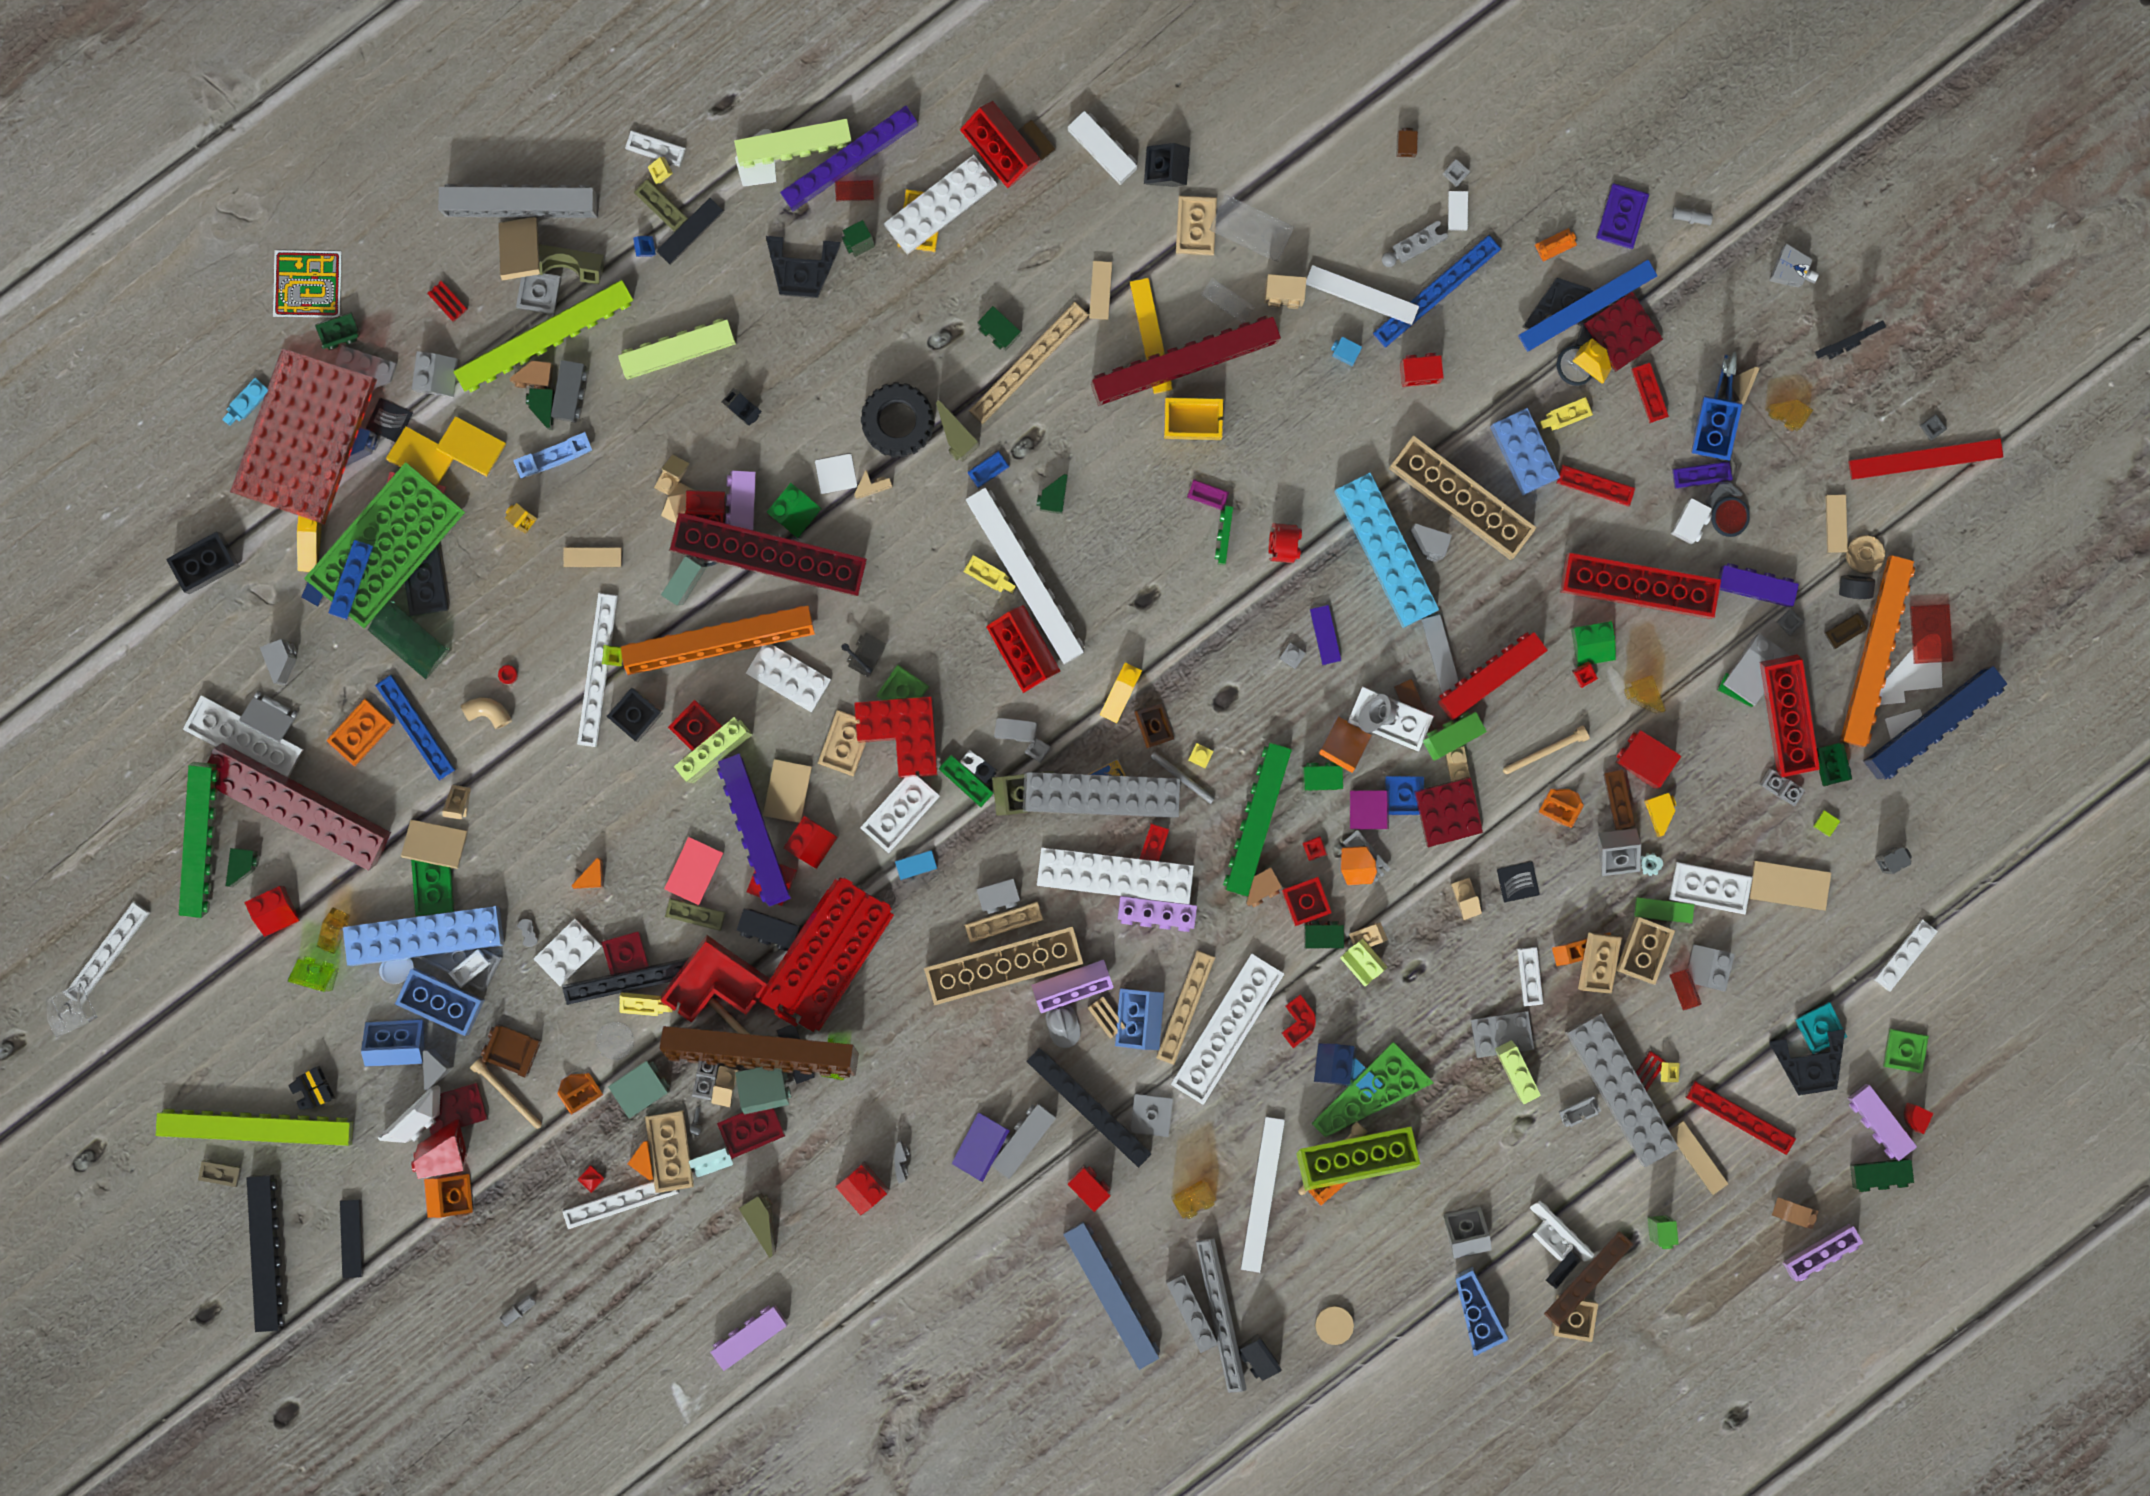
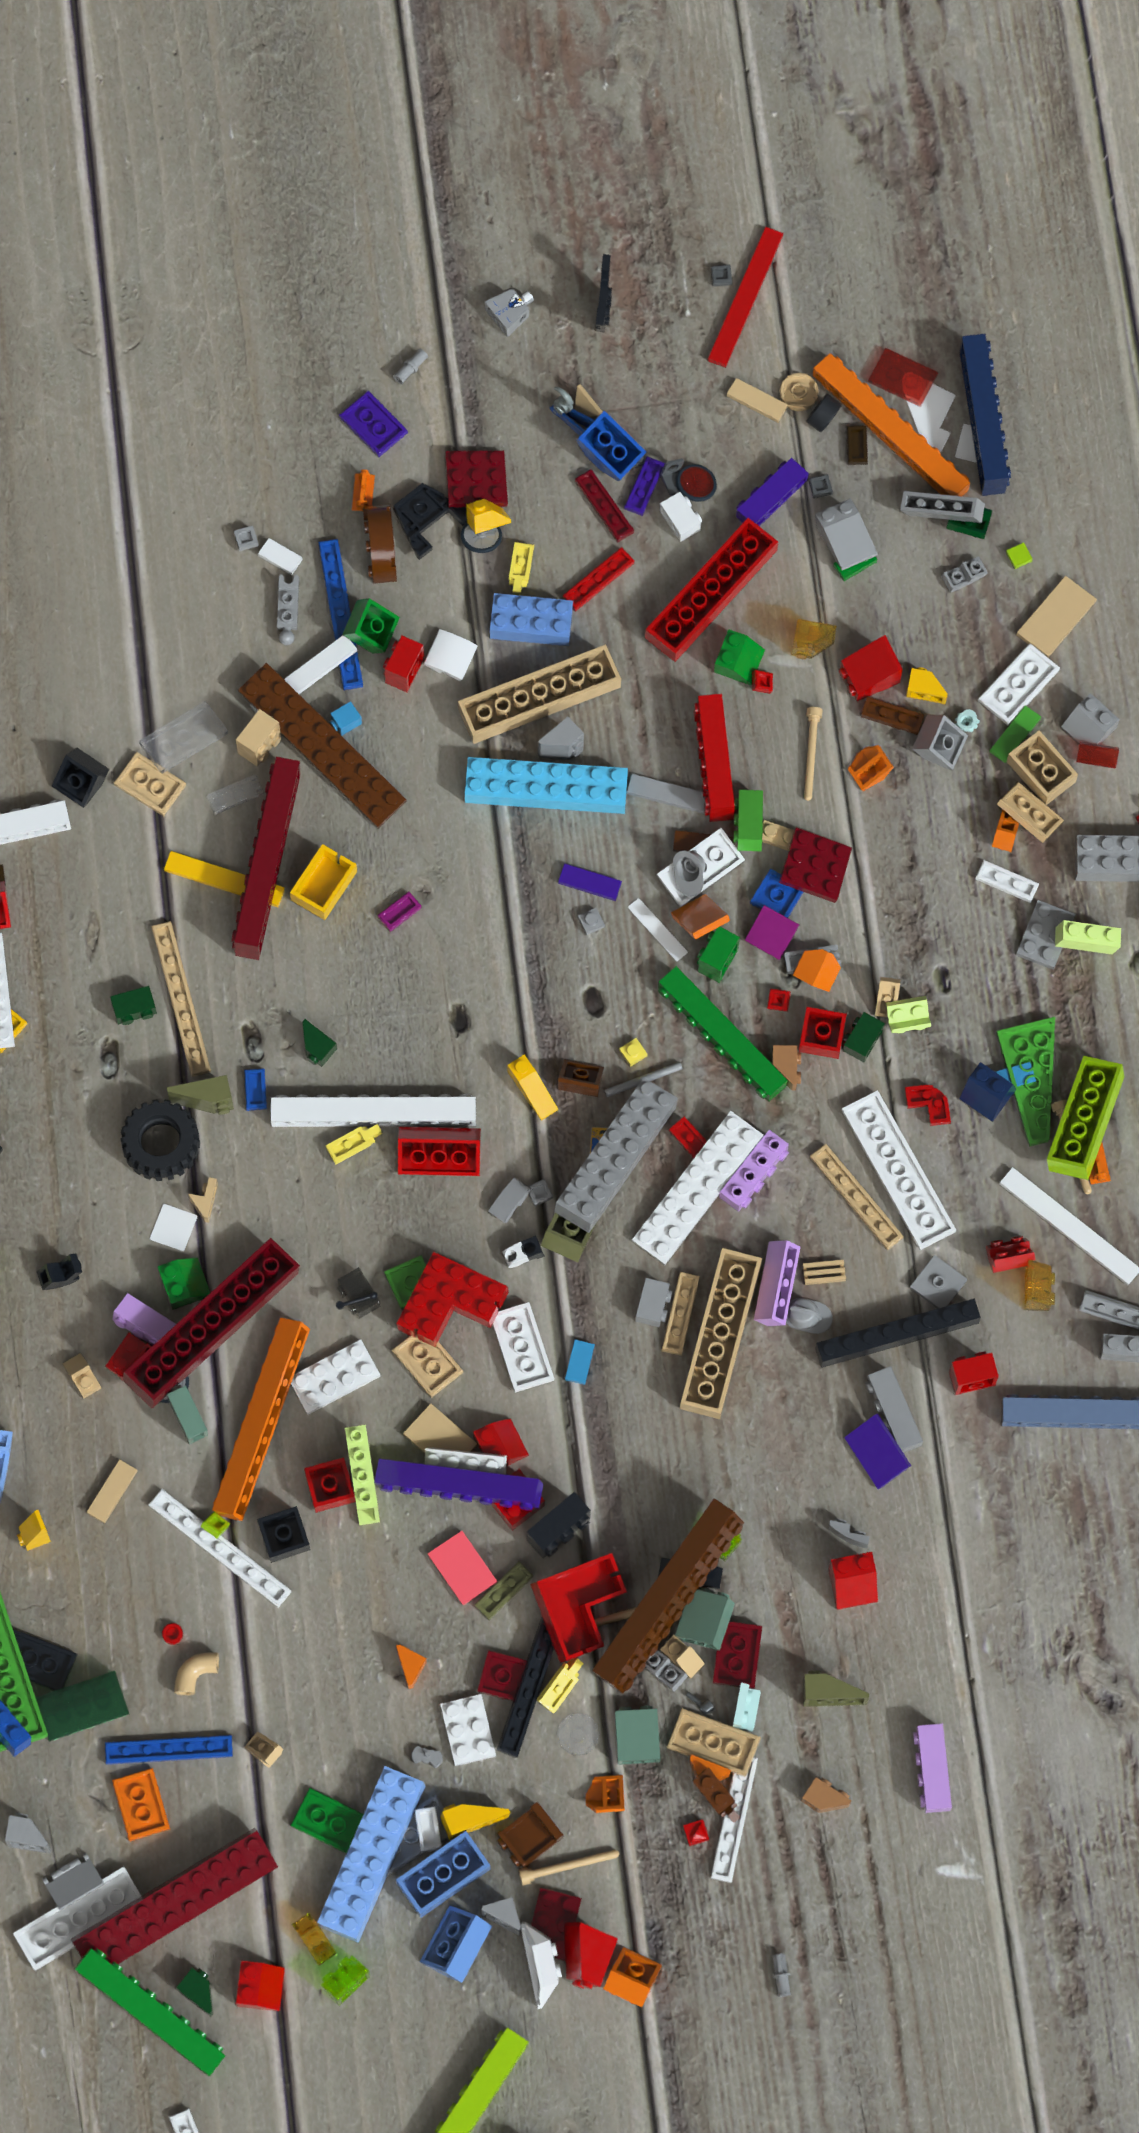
camera: 60 degrees left, 15 degrees down
(306, 1083) = (444, 2048): black hips -> none
(351, 1238) = (619, 2096): black tile -> none
(395, 971) = (388, 1901): white piece -> none
(434, 844) = (290, 1794): tan tile -> none
(493, 993) = (470, 1818): none -> yellow slope
(626, 1179) = (716, 1794): none -> reddish brown hinge
(675, 502) = (111, 1386): tan slope -> none
(675, 1264) = (824, 1798): none -> medium nougat slope
(776, 824) = (466, 1460): none -> white plate
(826, 955) = (615, 1484): red piece -> none
(966, 781) = (530, 1271): green plate -> none
(1100, 290) = (155, 898): tan tile -> none
(1142, 1017) = (843, 1239): medium blue slope -> none
(1208, 1160) = (1009, 1254): none -> red brick
(1223, 535) = (445, 916): green plate -> none
(1284, 543) = (485, 867): red brick -> none
(1311, 345) = (323, 746): none -> reddish brown plate
(1318, 714) = (657, 929): none -> white sticker
(1407, 143) = (193, 564): reddish brown brick -> none
(1437, 323) = (371, 626): none -> green brick
(1454, 403) = (450, 654): none -> white slope
(1466, 898) = (904, 896): tan slope -> none
(1517, 286) = (380, 543): none -> reddish brown brick
(1518, 882) = (915, 844): black sticker -> none
(1587, 305) = (434, 494): blue tile -> none
(1649, 393) = (544, 487): red plate -> none
(1664, 451) = (604, 505): none -> dark red tile
(1789, 715) = (904, 527): red brick -> none
(1792, 413) = (636, 381): clear yellow slope -> none
(1829, 737) = (942, 506): none -> light grey brick
(1894, 860) = (1085, 515): dark grey brick -> none

